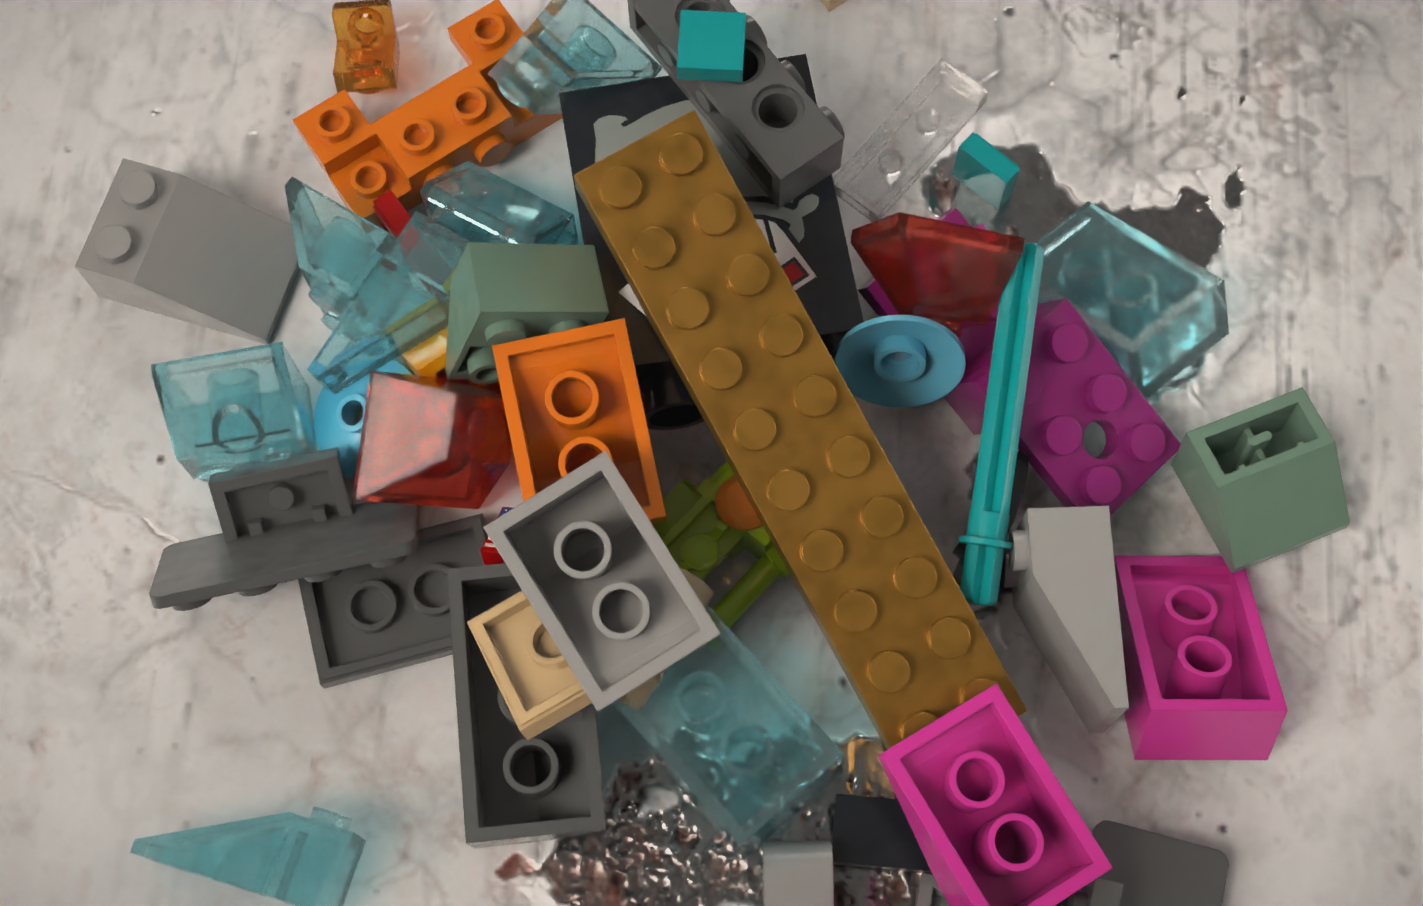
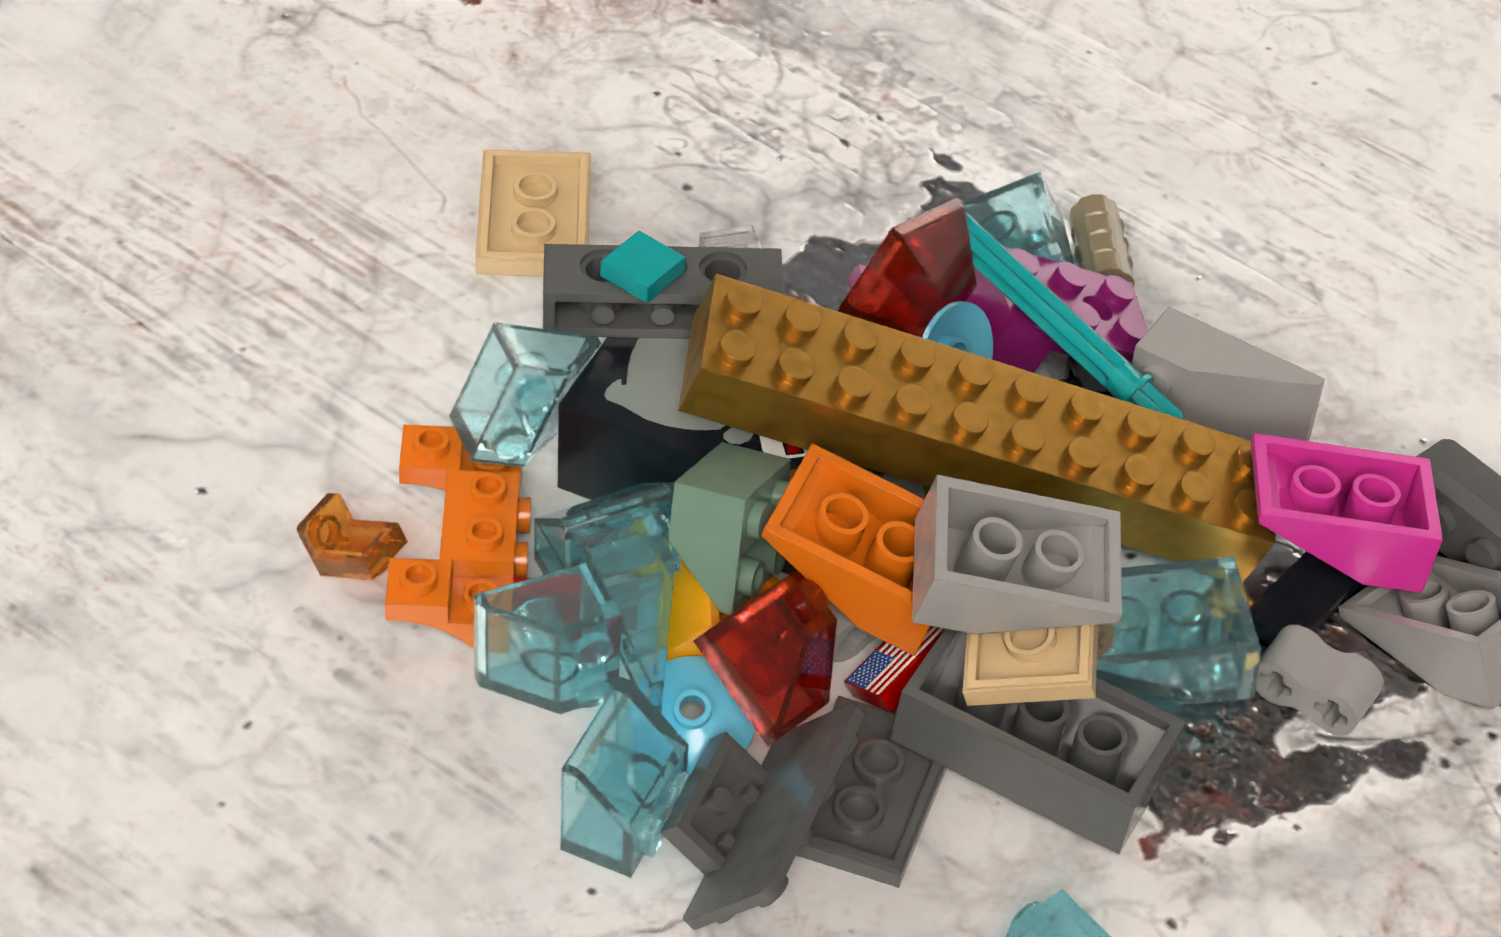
camera: 60 degrees left, 25 degrees down
(189, 253) = (424, 757): light grey slope -> none
(985, 170) = (819, 260): teal tile -> none
(1195, 661) = (1342, 350): dark pink slope -> none
(1219, 385) = (1100, 237): none -> dark tan axle
(1264, 479) = (1193, 256): sand green slope -> none

